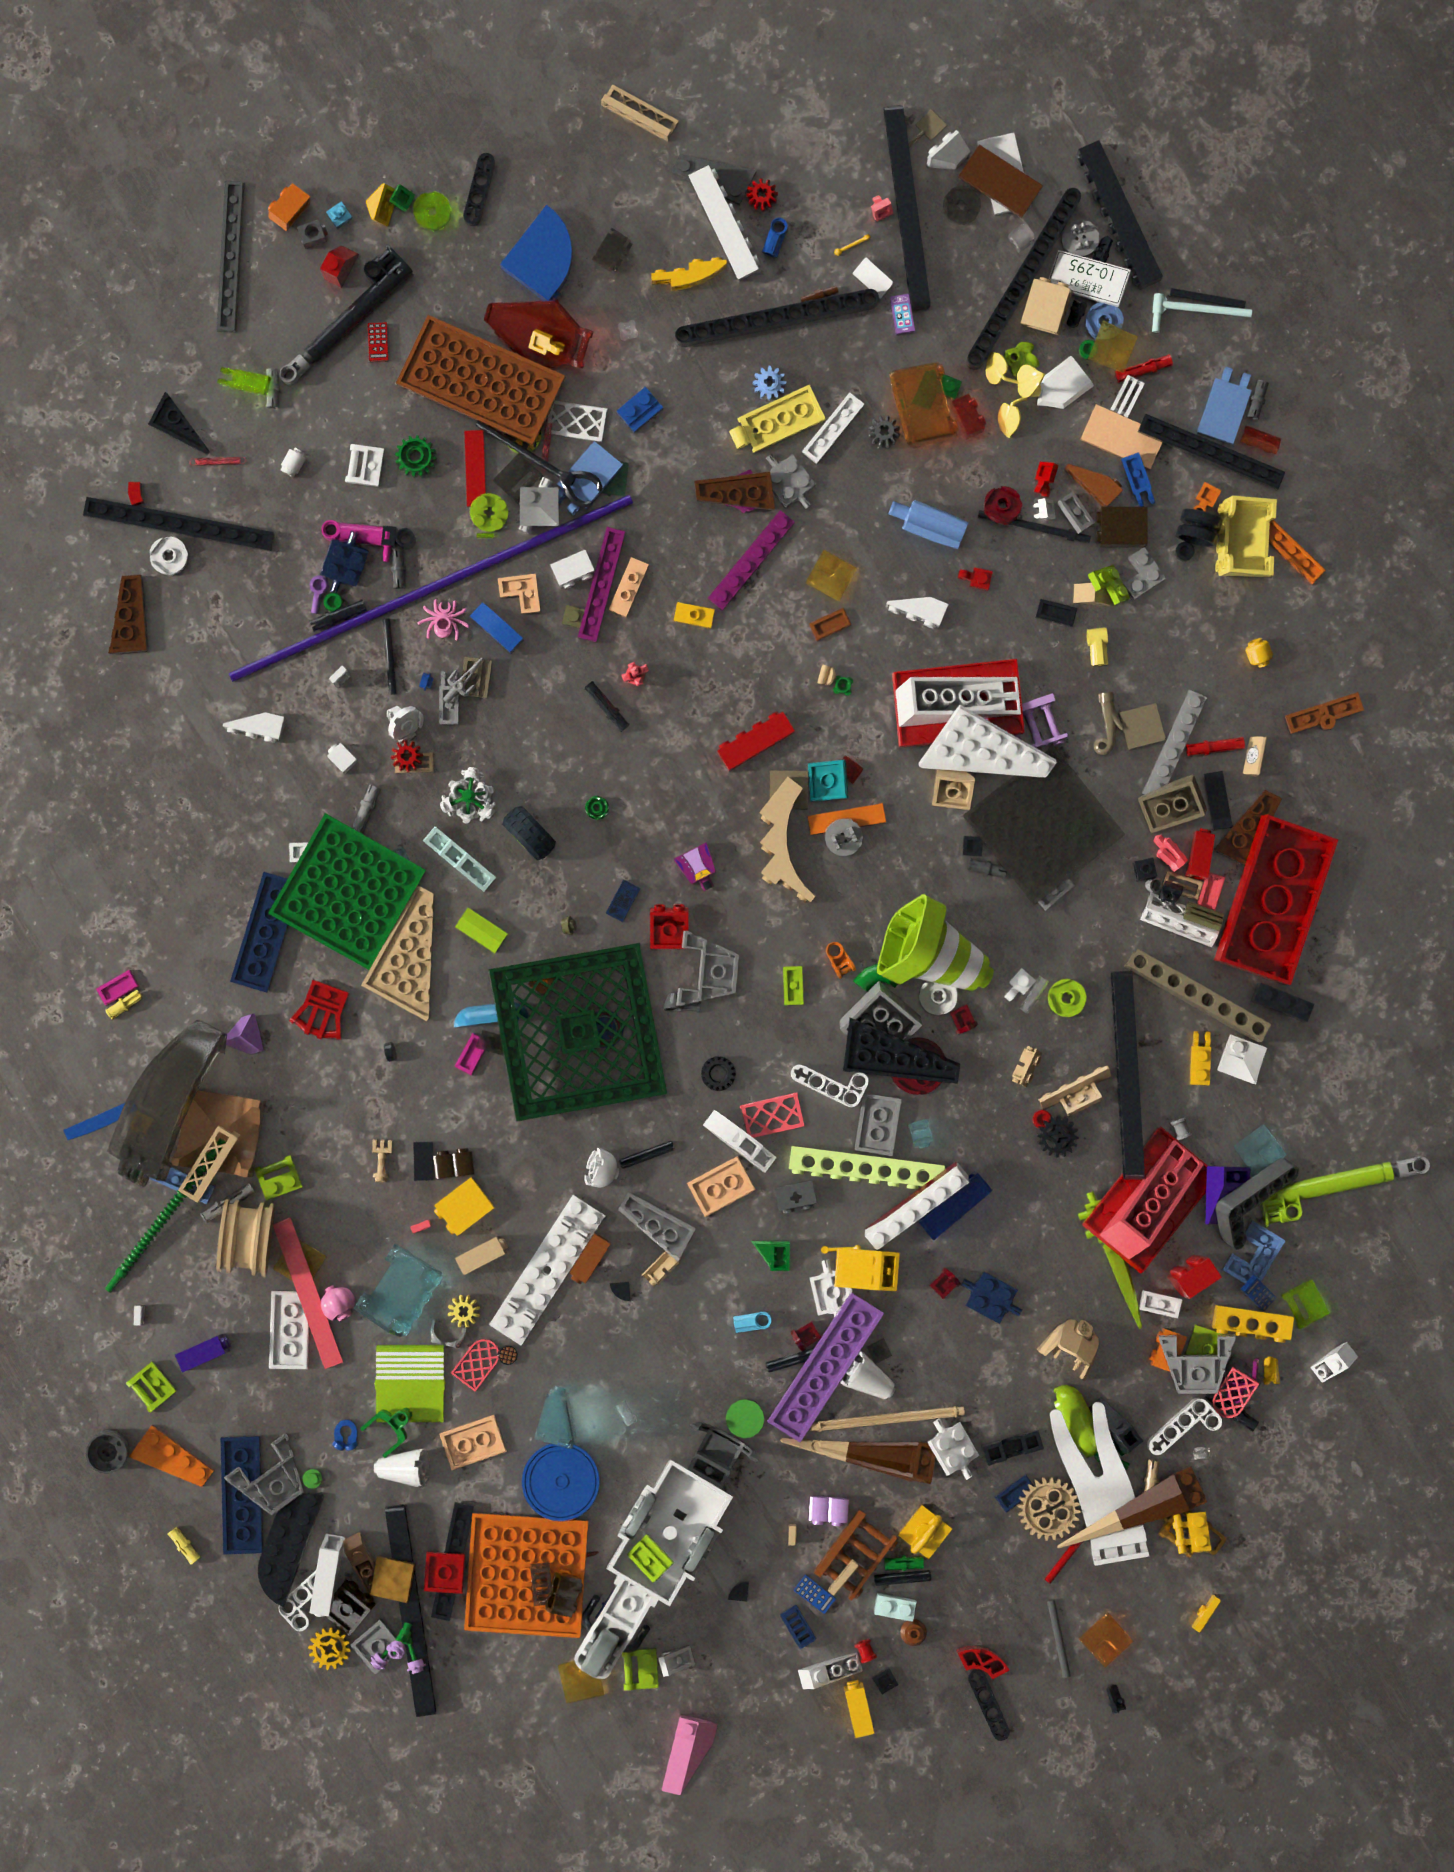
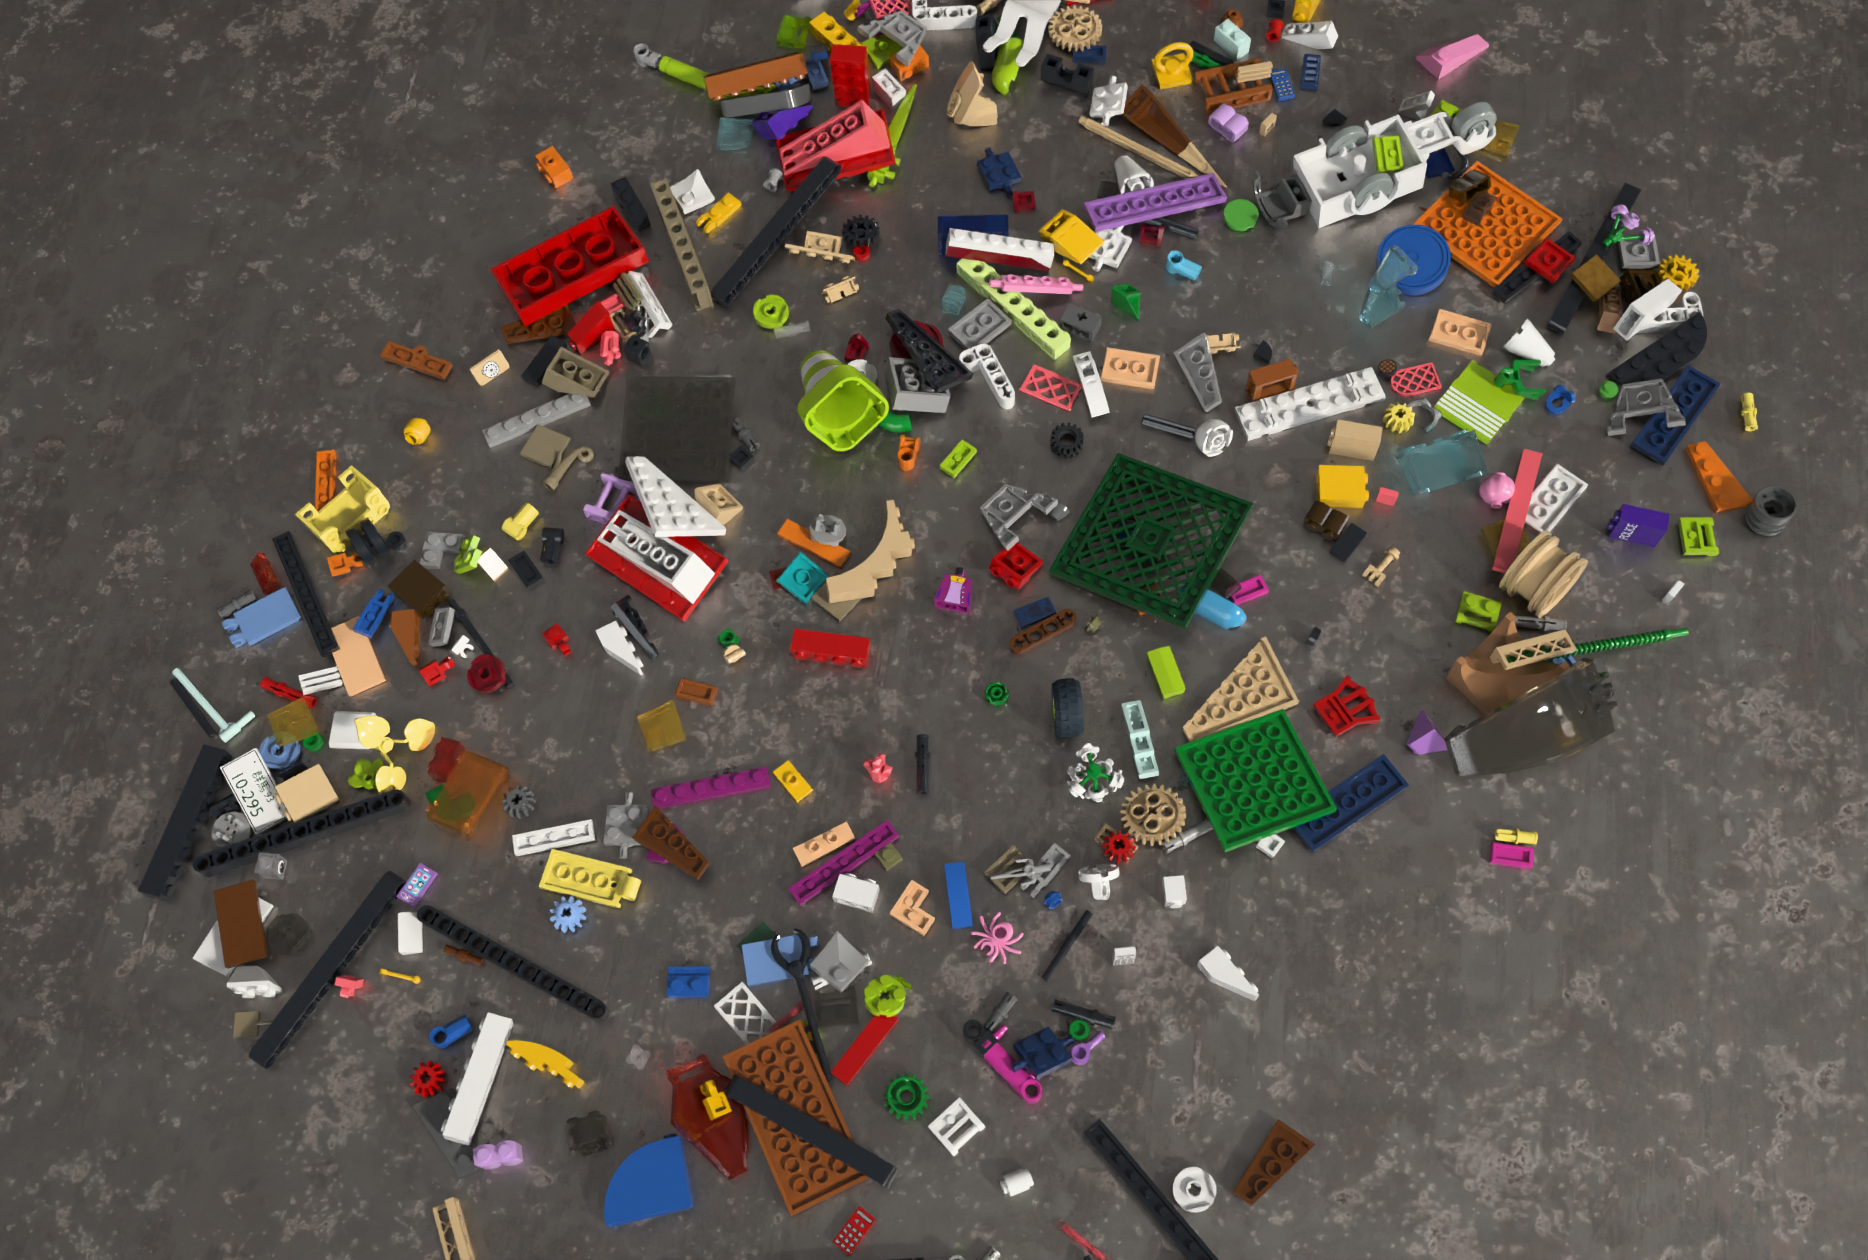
camera: 135 degrees left, 20 degrees down
(94, 1123) = (1605, 764): blue sticker -> none
(385, 800) = (1153, 814): none -> tan gear
(430, 588) = (993, 976): dark purple piece -> none
(459, 376) = (811, 1131): none -> black beam
(606, 890) = (1044, 633): none -> reddish brown beam
(667, 185) = (491, 1156): none -> lavender brick
(860, 1198) = (1035, 284): none -> bright pink plate
(927, 636) = (633, 624): none -> black wing
(930, 523) = (550, 699): medium blue piece -> none
(1021, 983) = (793, 344): white plate -> none
(1057, 652) = (551, 540): none -> black piece
(1215, 746) = (515, 397): red pin -> none
(1287, 1216) = (755, 74): none -> dark orange slope
(1387, 986) = (554, 167): none -> orange brick

